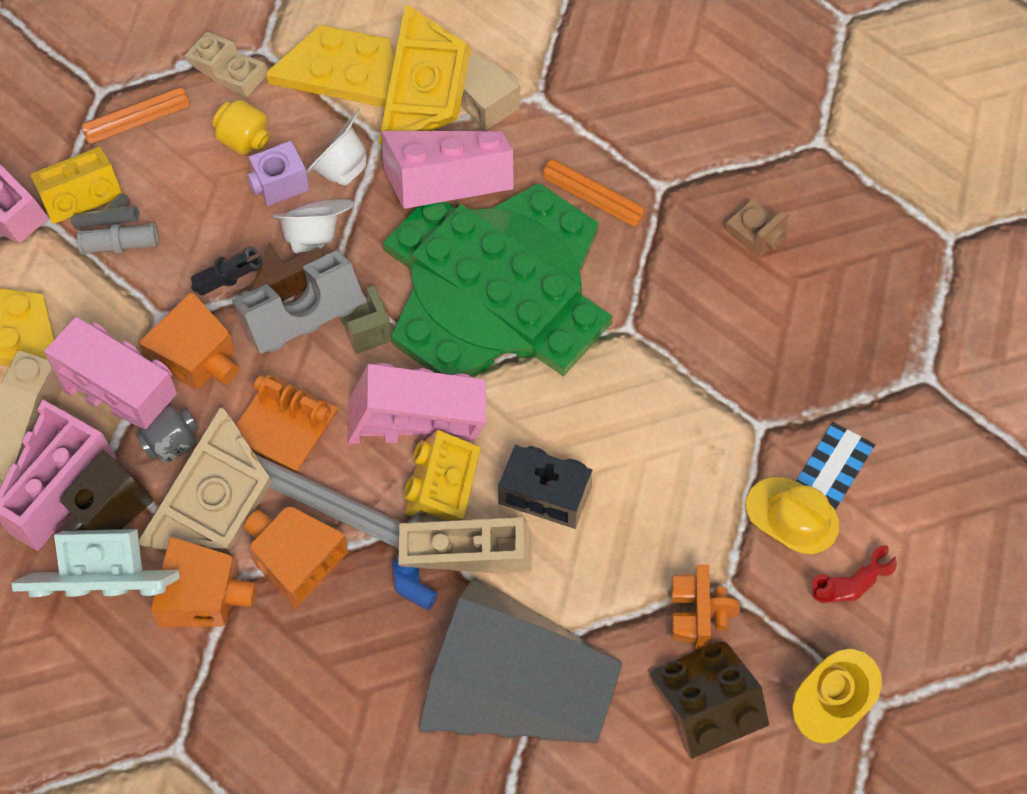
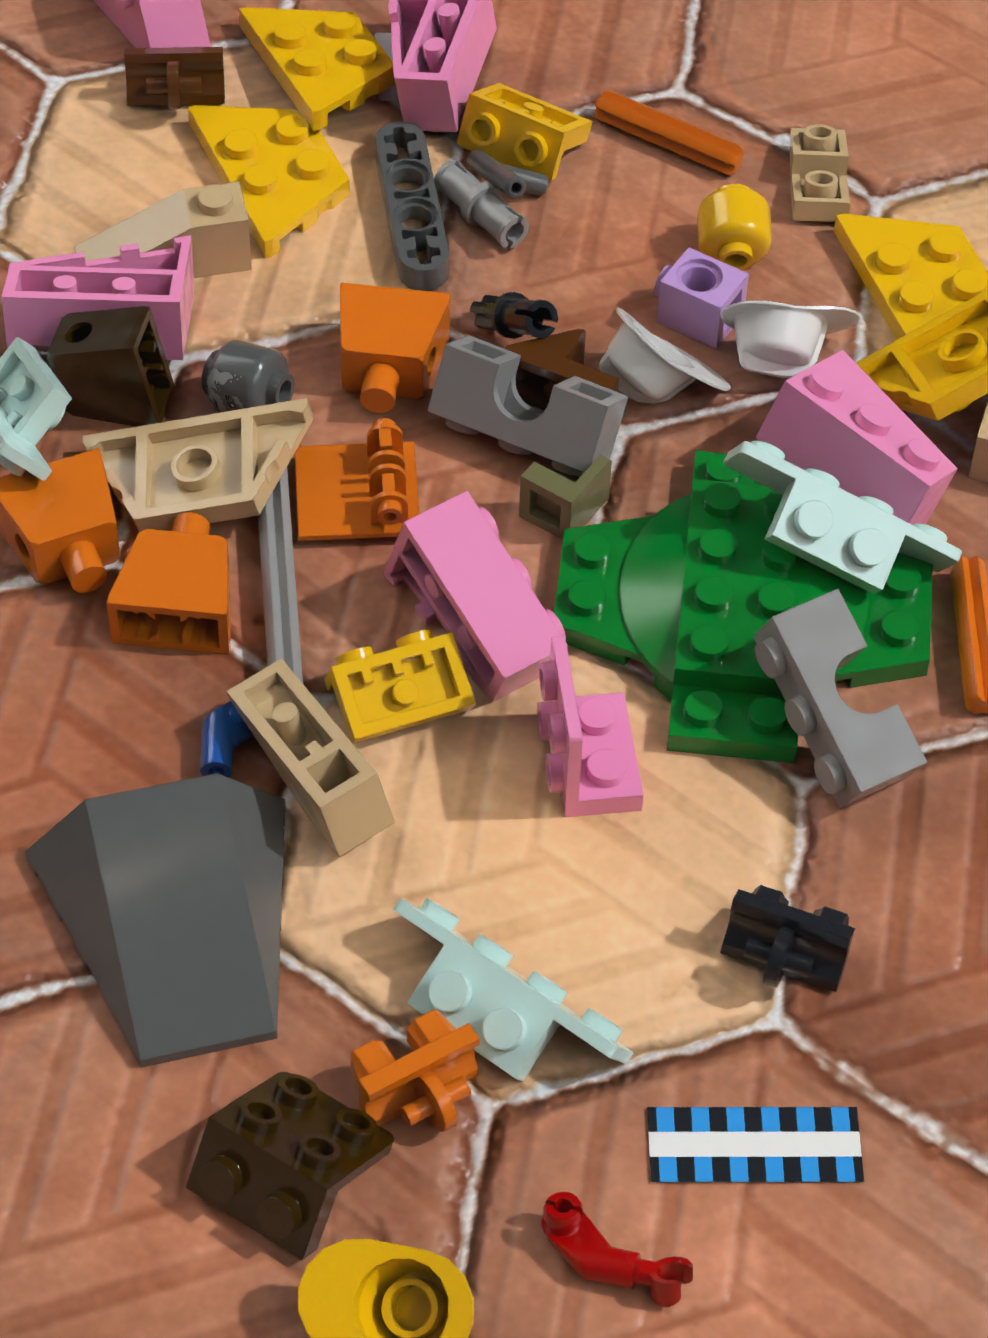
camera: 55 degrees right, 10 degrees down
(88, 270) = (412, 204): none -> dark grey beam
(110, 372) = (268, 267): bright pink wedge -> none
(503, 210) = (833, 527): none -> light aqua bracket
(525, 490) = (473, 802): black brick -> none
(544, 410) = (589, 743): none -> bright pink bracket
(580, 273) = (851, 749): none -> light grey arch
(676, 546) = (504, 1009): none -> light aqua bracket
(730, 392) = (788, 939): none -> black hips
(793, 514) = (661, 1130): yellow piece -> none

